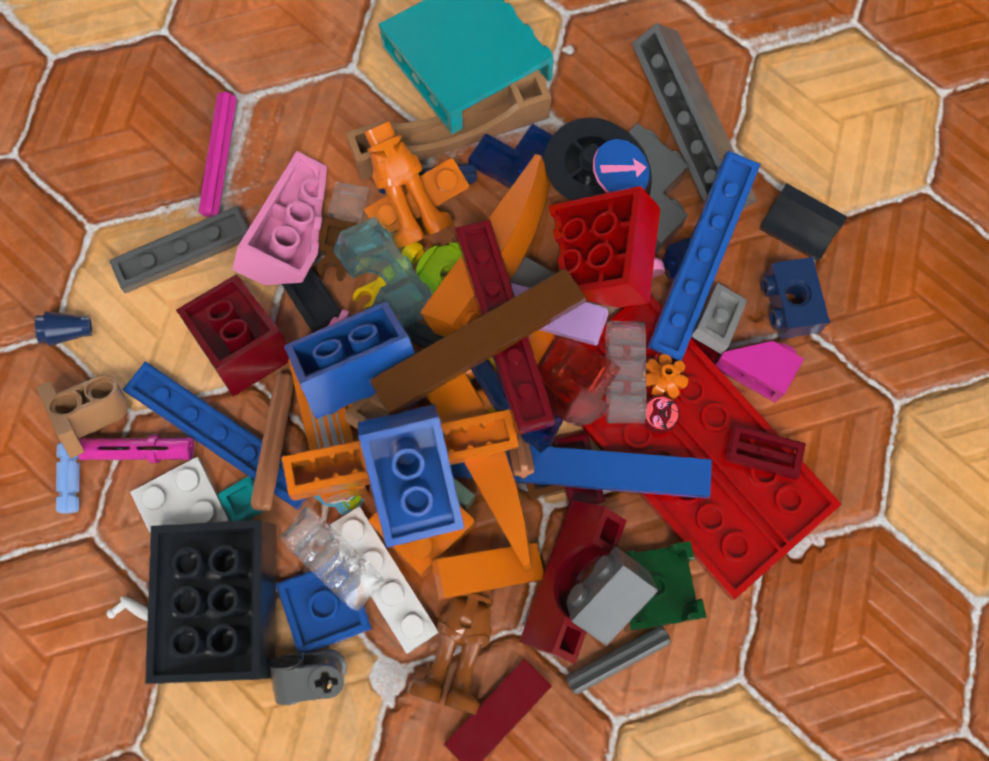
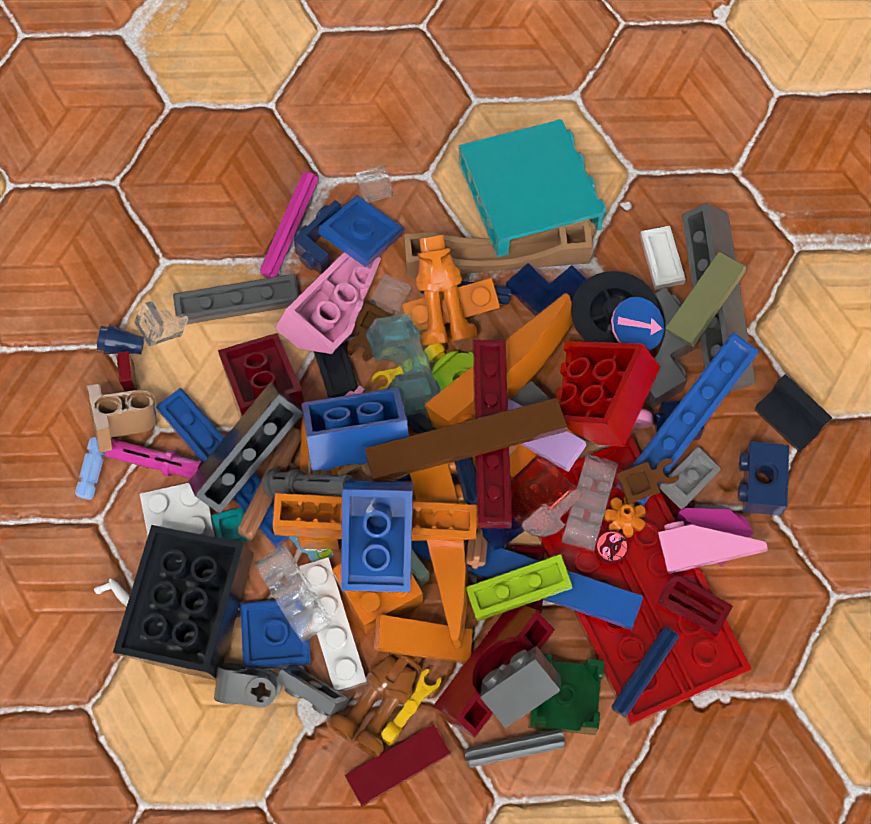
camera: 20 degrees right, 5 degrees down
(79, 359) = (126, 371): none -> dark red tile
(101, 299) = (159, 325): none -> clear panel
(234, 412) = (245, 447): none -> black brick
(240, 162) = (309, 252): none -> dark blue bracket
(297, 141) = (361, 231): none -> blue tile
(298, 89) = (374, 184): none -> clear tile
(305, 436) = (299, 483): none -> dark grey pin
(382, 660) = (306, 686): none -> dark grey plate
(501, 626) = (422, 691): none -> yellow piece
(578, 486) = (519, 587): none -> lime plate
(621, 94) = (662, 257): none -> white tile
(677, 335) = (642, 482): none -> reddish brown plate
(686, 123) = (706, 299): none -> olive tile
(734, 540) = (645, 671): none -> dark blue axle
(753, 390) = (698, 546): none -> bright pink slope

